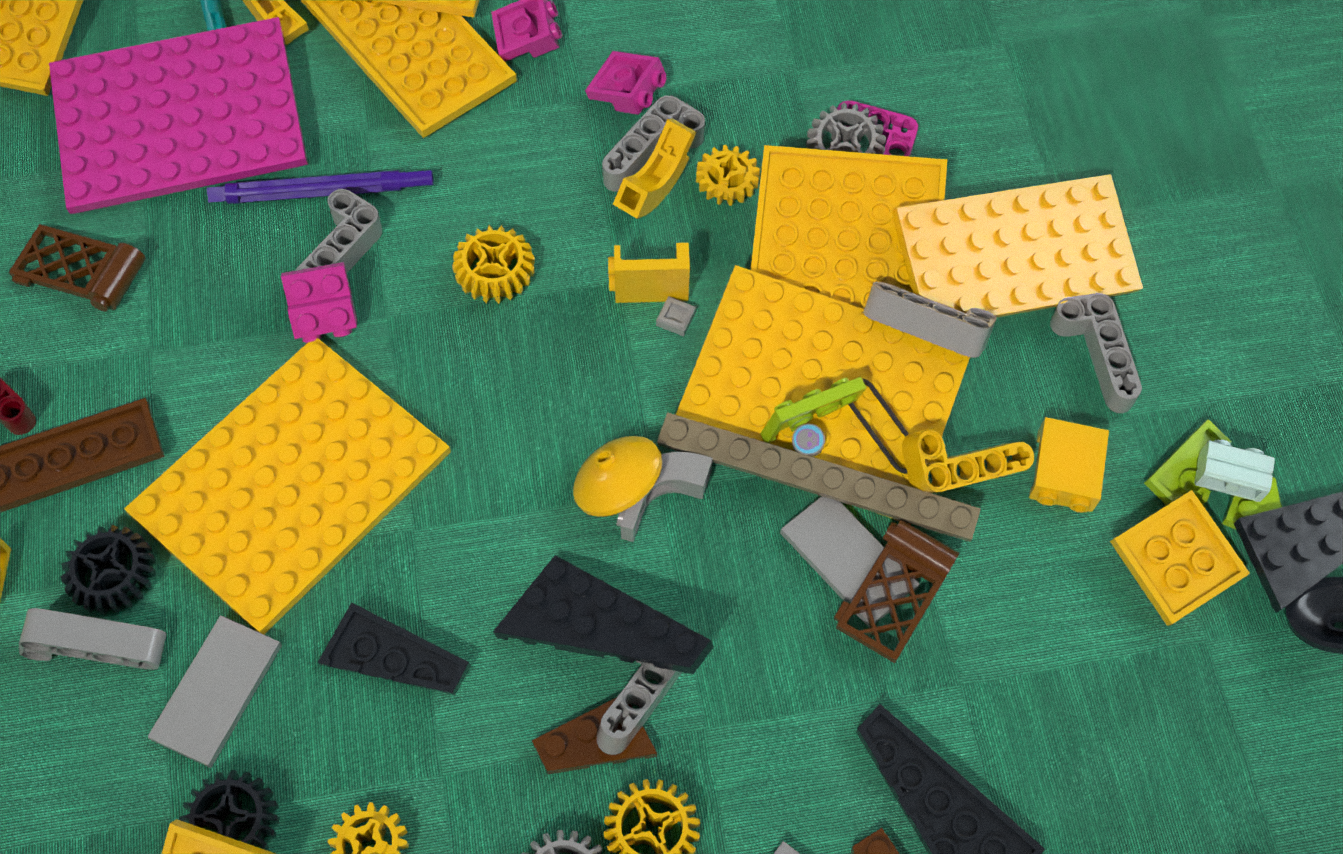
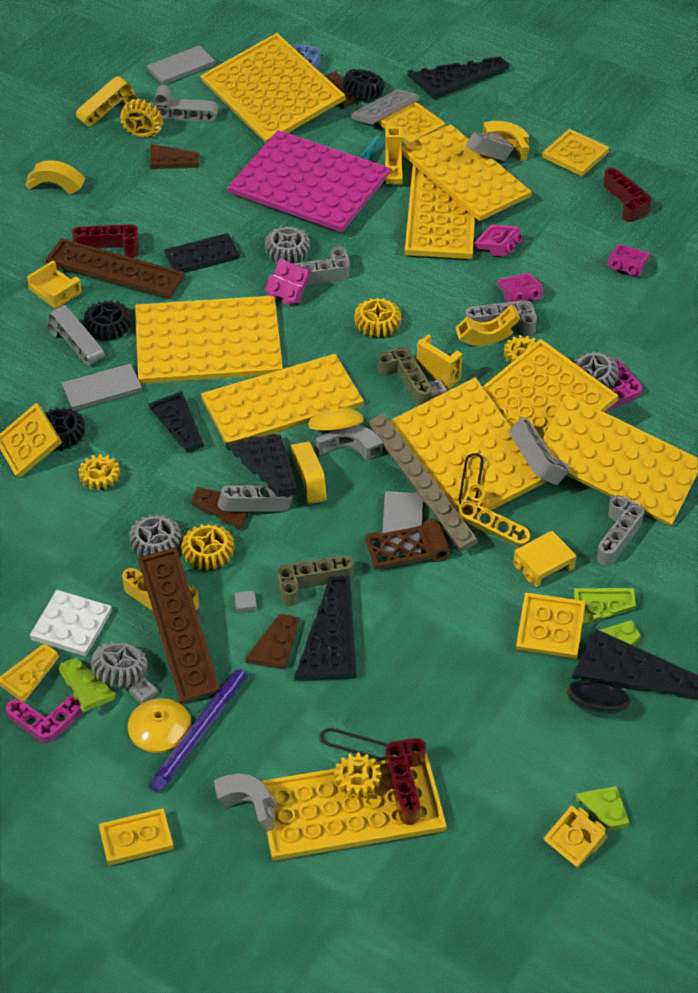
camera: 45 degrees right, 15 degrees down
(108, 276) = (217, 222): reddish brown piece -> none
(134, 345) = (202, 253): none -> black plate
(242, 231) = (287, 244): none -> light grey gear
(318, 186) = (333, 241): dark purple piece -> none
(494, 499) = (280, 399): none -> yellow plate
(660, 581) = (310, 472): none -> yellow beam
(671, 342) = (402, 362): none -> olive beam
(808, 440) = (432, 463): tile -> none
(815, 402) = (443, 446): lime wing -> none
(835, 742) = (310, 574): none -> olive beam
(1235, 470) = (616, 609): light aqua brick -> none

